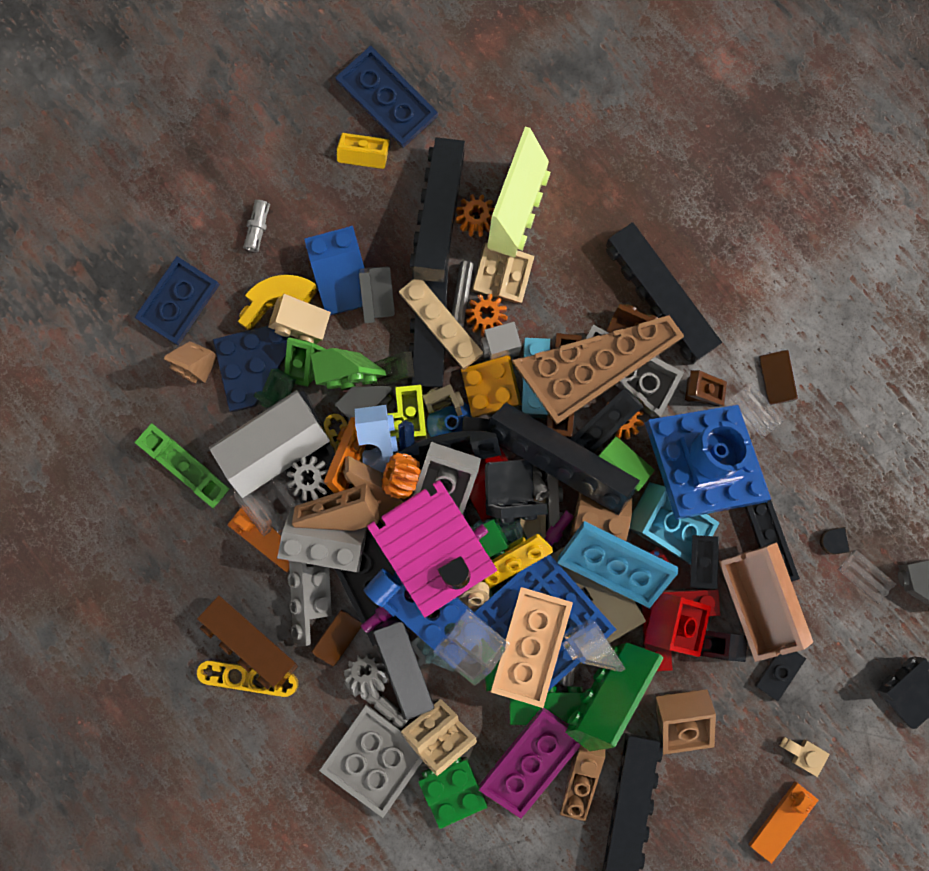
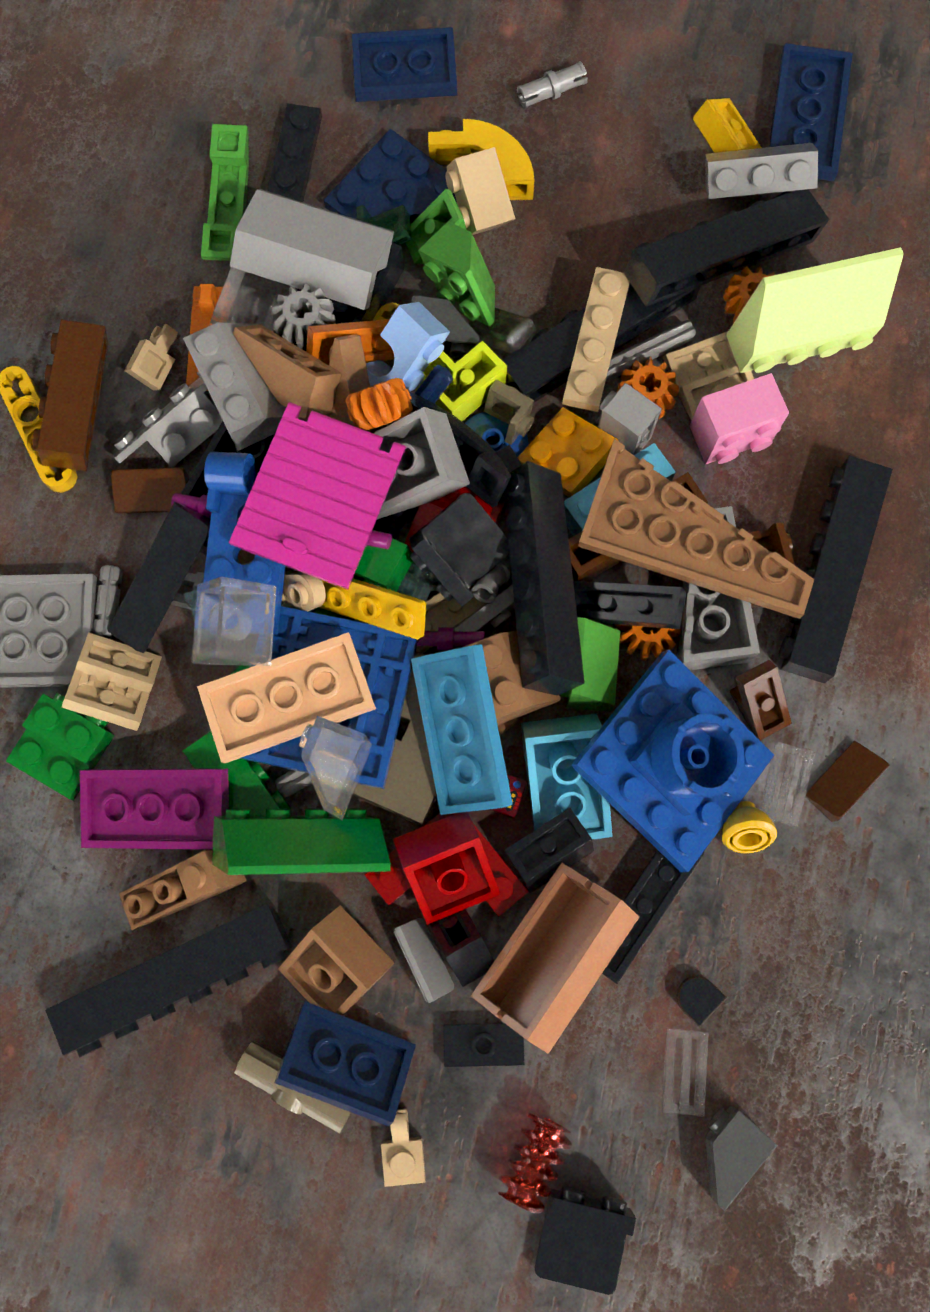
camera: 55 degrees right, 5 degrees down
(188, 410) = (295, 151): none -> black plate
(192, 362) = (344, 114): medium nougat slope -> none
(257, 582) = (150, 359): none -> tan plate
(336, 269) = (571, 199): blue slope -> none
(366, 676) = (122, 547): light grey gear -> none
(376, 293) = (575, 252): dark grey panel -> none
(407, 154) = (761, 170): none -> light grey brick
(455, 573) = (305, 536): black tile -> none
(544, 280) = (738, 419): none -> bright pink brick
(714, 671) = (424, 959): none -> light grey slope
(734, 788) = (261, 1067): none -> dark tan piece
(743, 753) = (346, 1064): none -> dark blue plate
(768, 448) = (748, 829): none -> yellow brick
(783, 822) = (298, 1183): orange hinge -> none
(861, 688) = (535, 1163): none -> clear red piece

